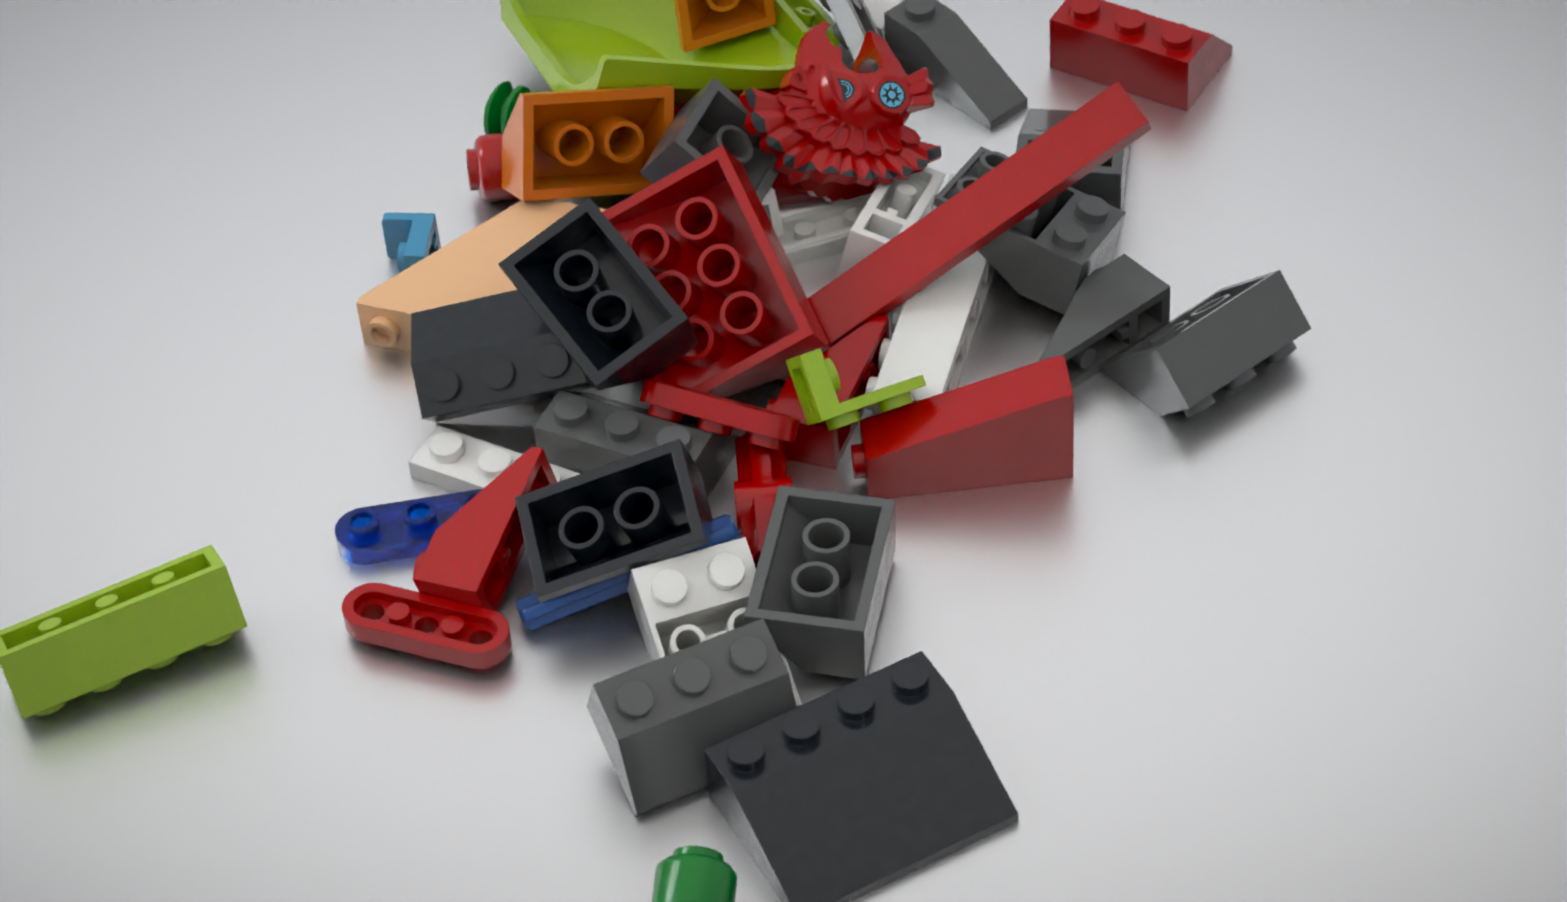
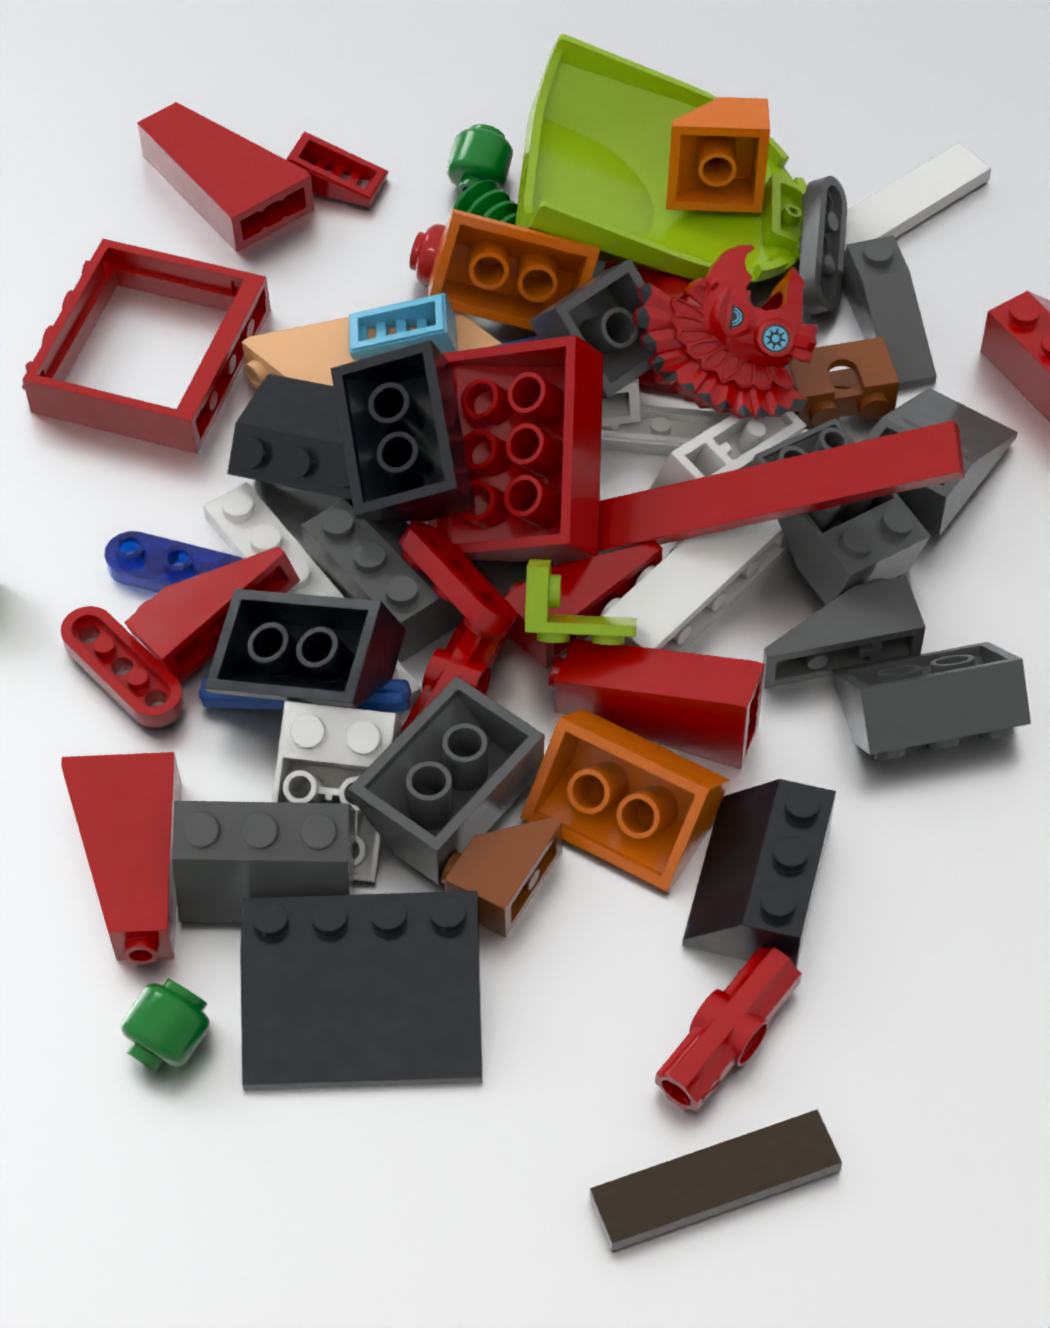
camera: 25 degrees right, 10 degrees up
(222, 178) = (224, 176): none -> red slope
(240, 283) = (159, 273): none -> red window
(328, 139) = (318, 156): none -> red slope
(410, 237) = (333, 296): dark azure bracket -> none
(471, 73) = (479, 156): none -> green head
(533, 208) = (430, 315): none -> medium azure slope
(546, 767) = (128, 839): none -> red slope
(924, 623) = (505, 869): none -> dark orange slope
(978, 123) = (862, 390): none -> dark orange brick
(990, 536) = (624, 797): none -> orange slope
(1158, 541) = (761, 870): none -> black slope
(1215, 675) = (728, 1028): none -> red piece
(1284, 801) = (715, 1180): none -> dark brown tile

